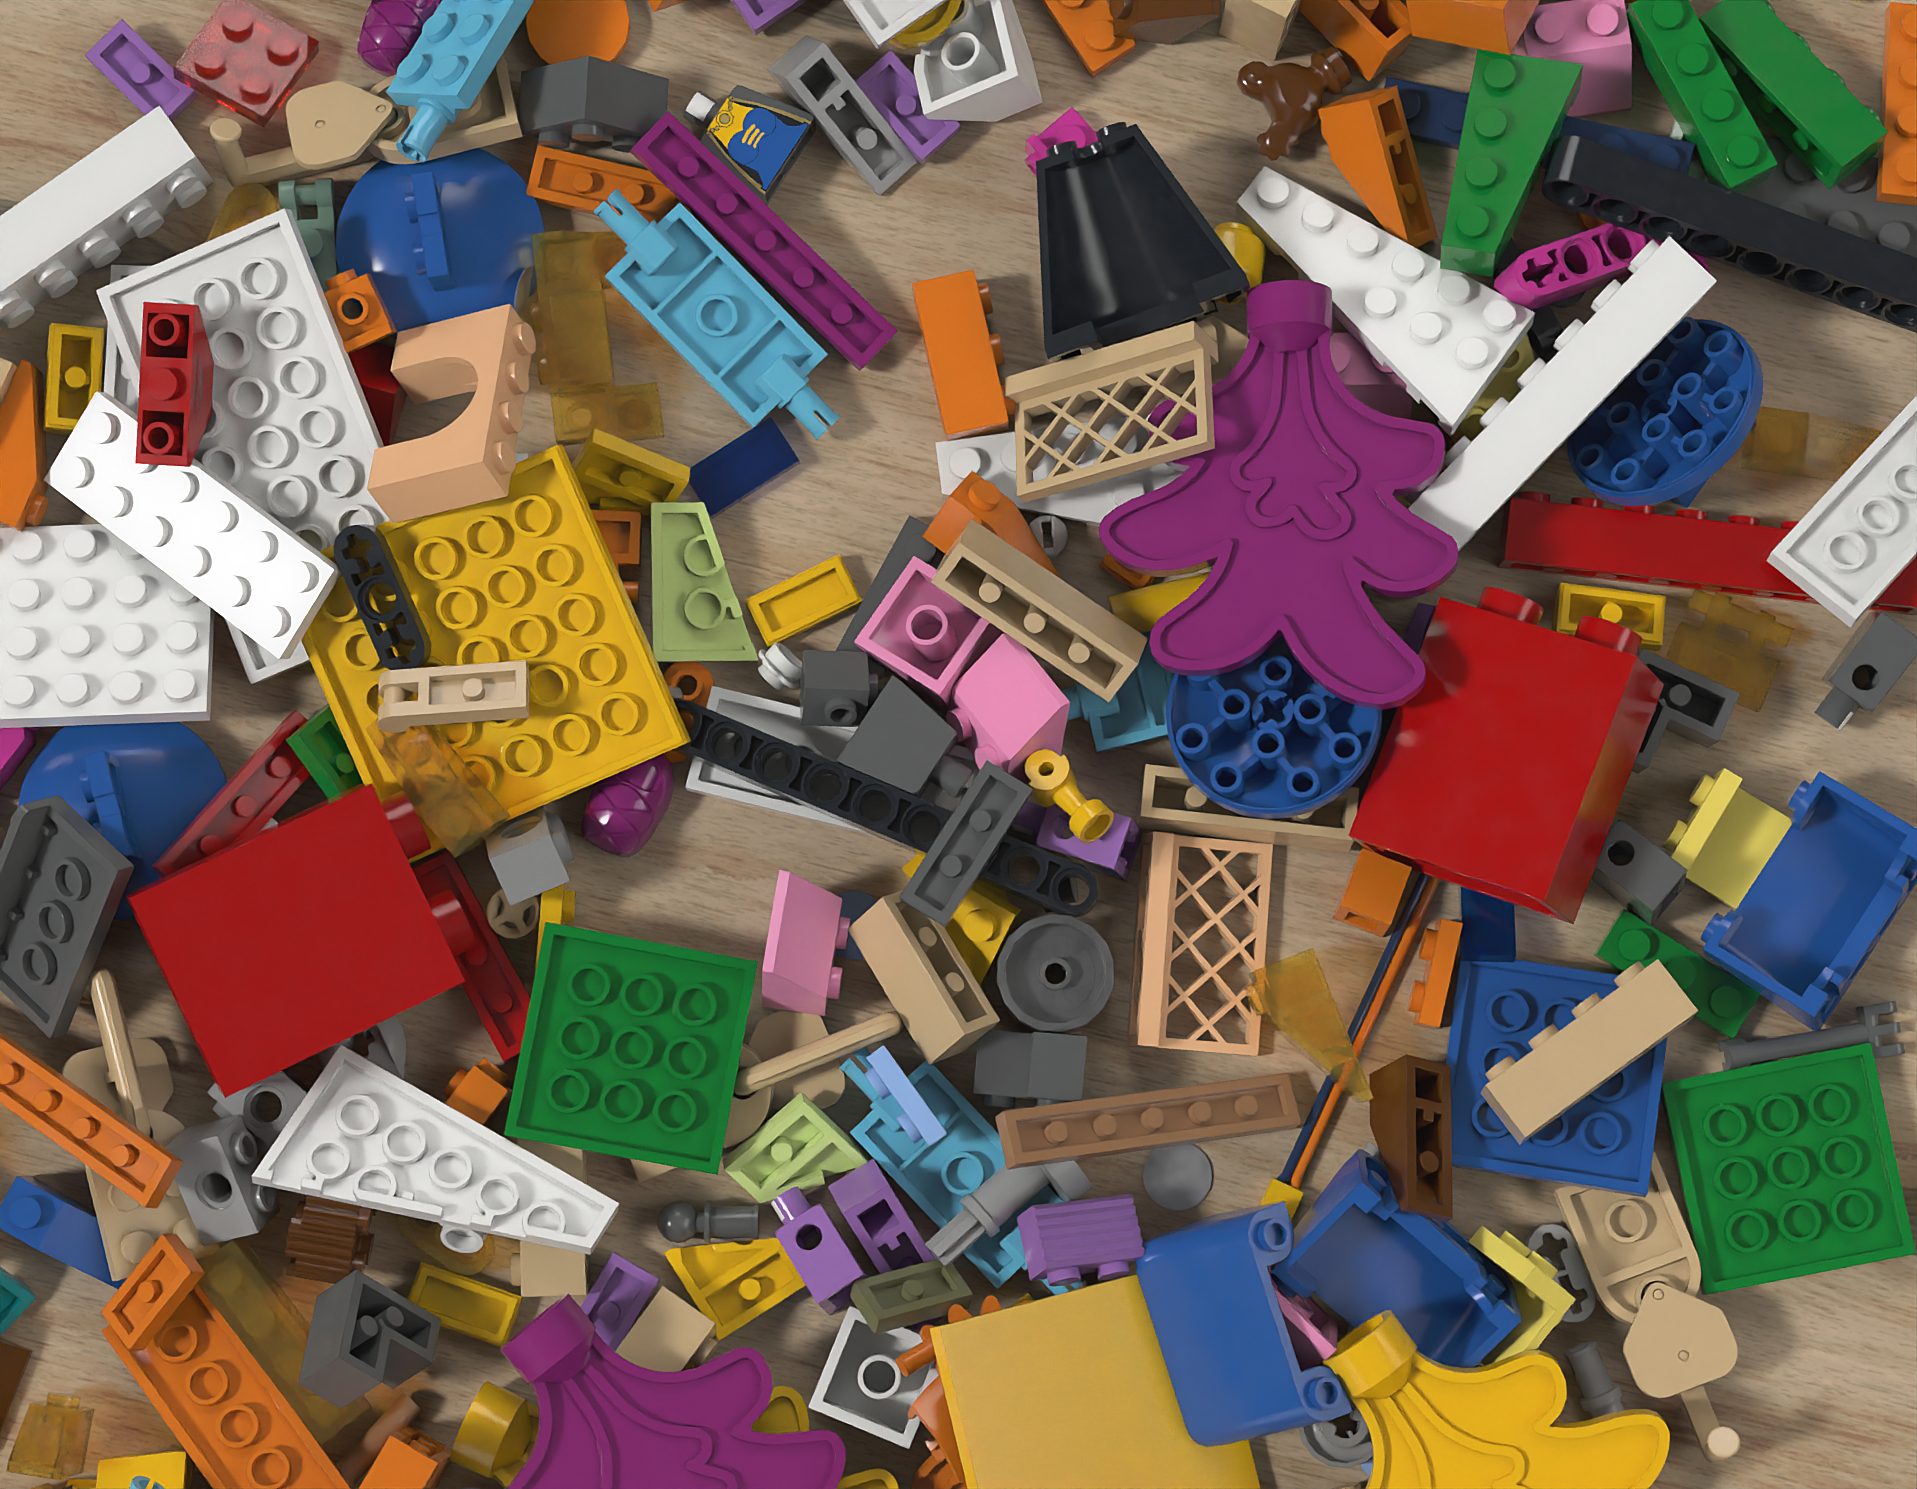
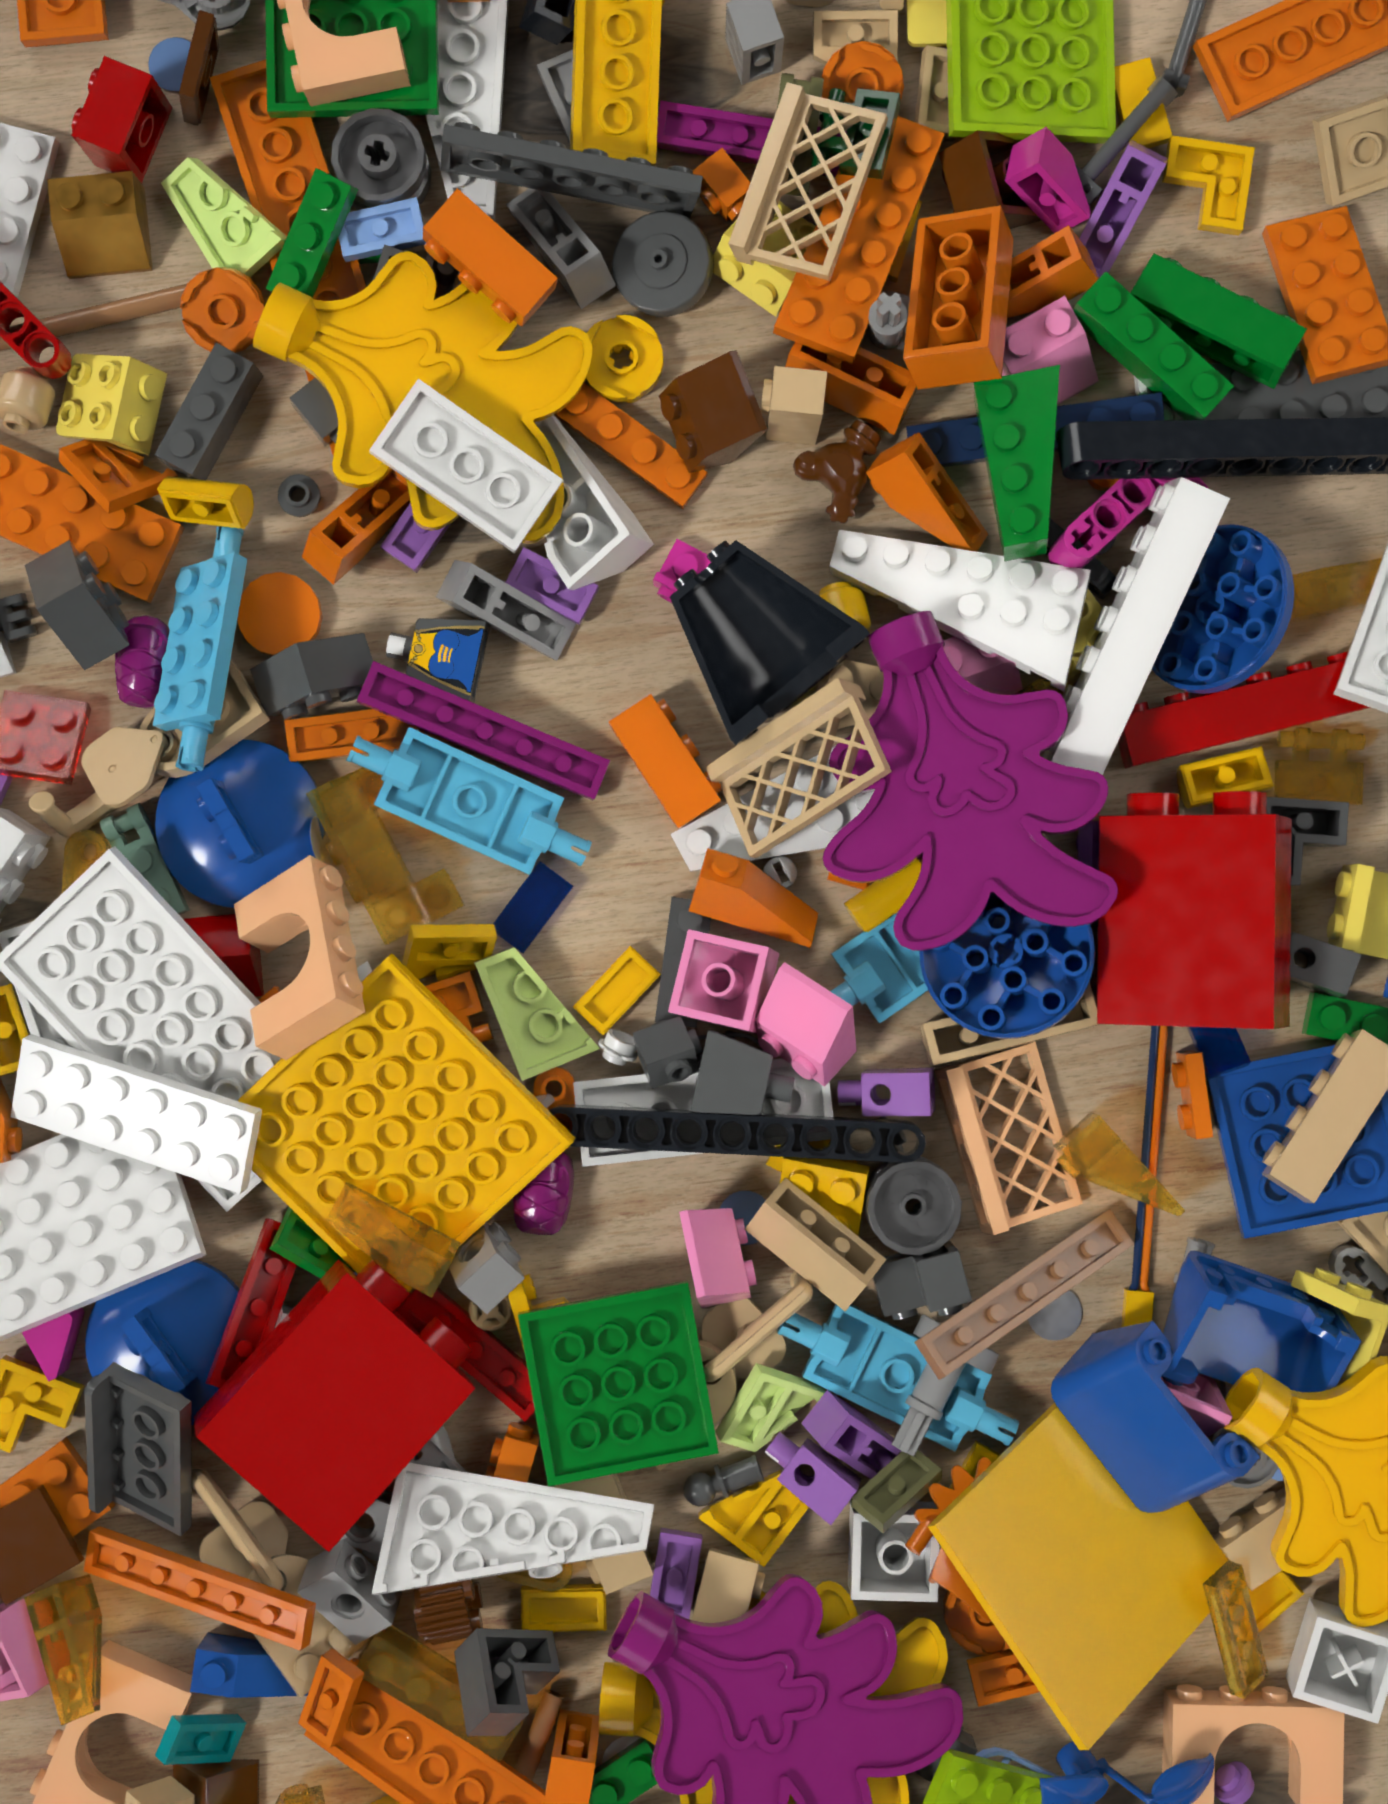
camera: 20 degrees left, 5 degrees up
(173, 384) = (77, 1017): red slope -> none
(375, 319) = (212, 901): orange brick -> none
(377, 556) = (299, 1138): black beam -> none
(453, 694) = (383, 1173): tan plate -> none
(889, 1079) = (821, 1334): light blue plate -> none
(966, 844) = (813, 1142): dark grey plate -> none
(1040, 610) = (801, 940): tan brick -> none
(1055, 783) = (861, 1067): yellow leg -> none
(1081, 1239) = (1007, 1396): medium lavender brick -> none
(1372, 893) = (1123, 1052): orange brick -> none
(1415, 1133) = (1226, 1227): reddish brown slope -> none

